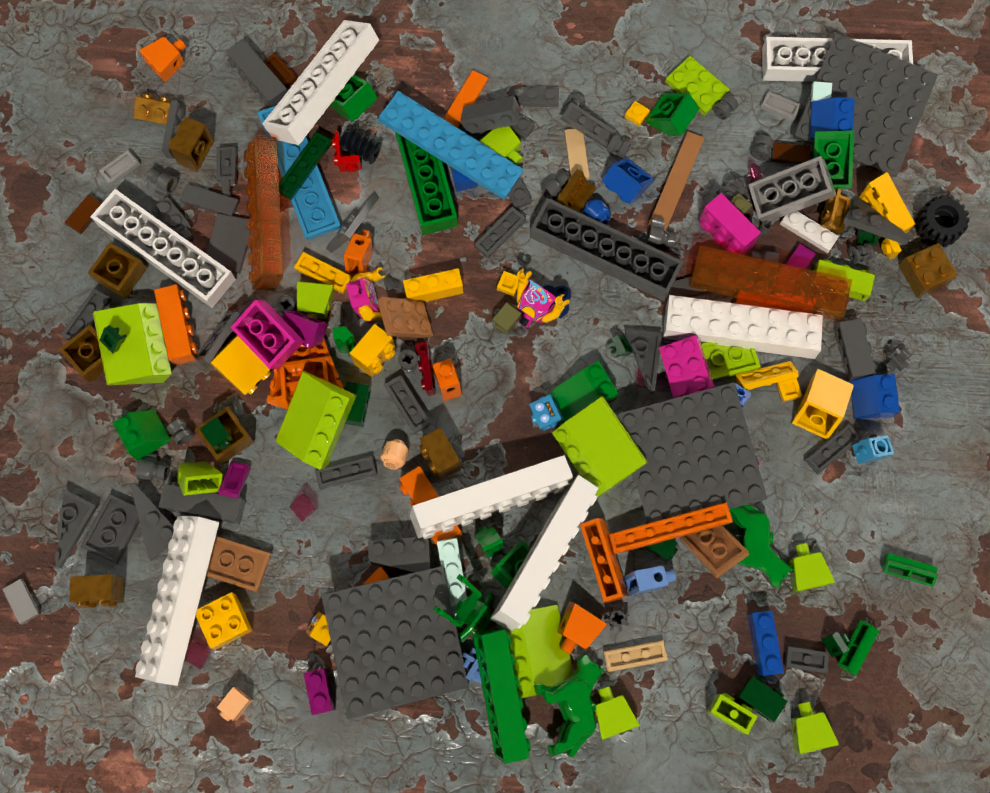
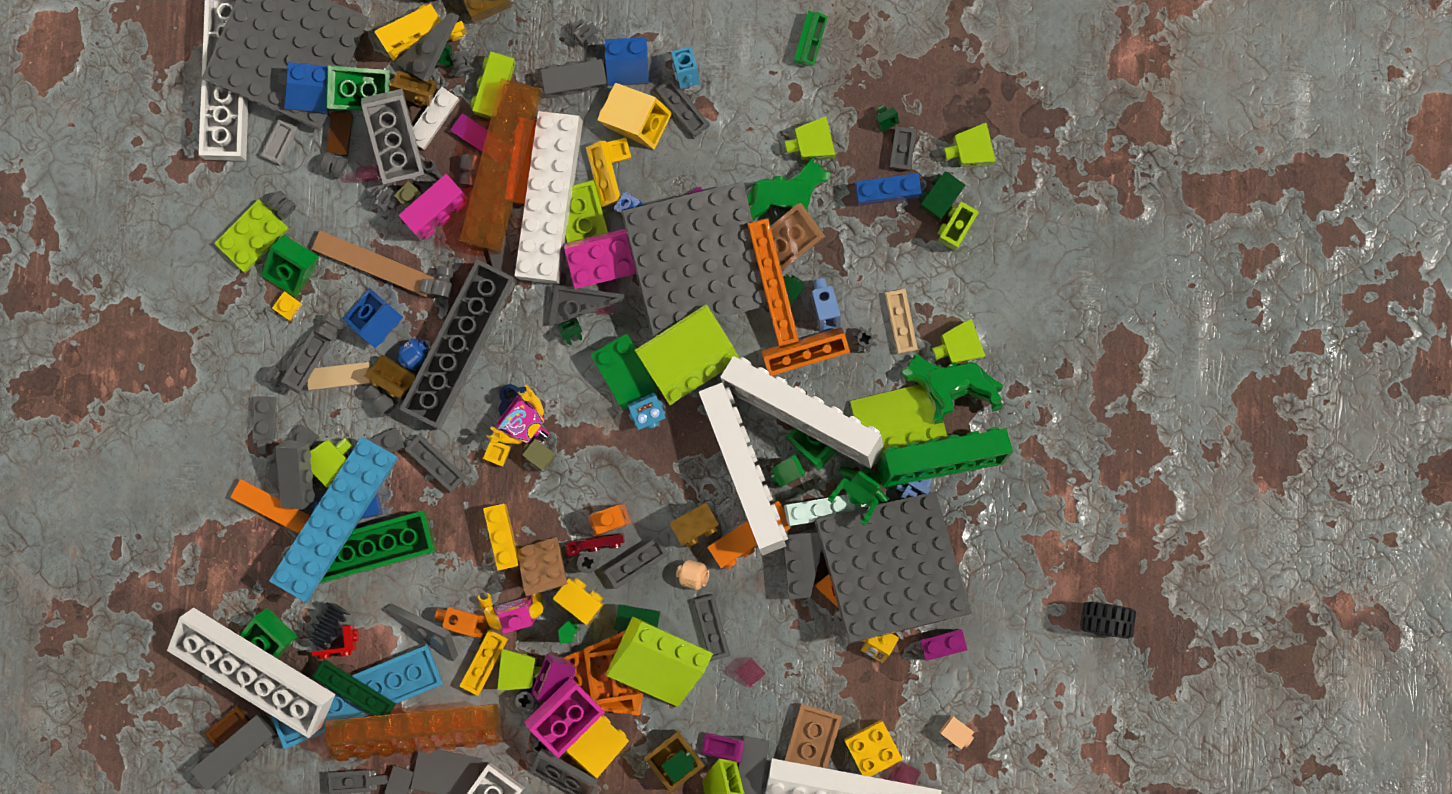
camera: 90 degrees left, 10 degrees up
(579, 627) = (875, 378): orange torso -> none
(821, 91) = (274, 97): light aqua tile -> none
(858, 648) = (890, 96): green piece -> none

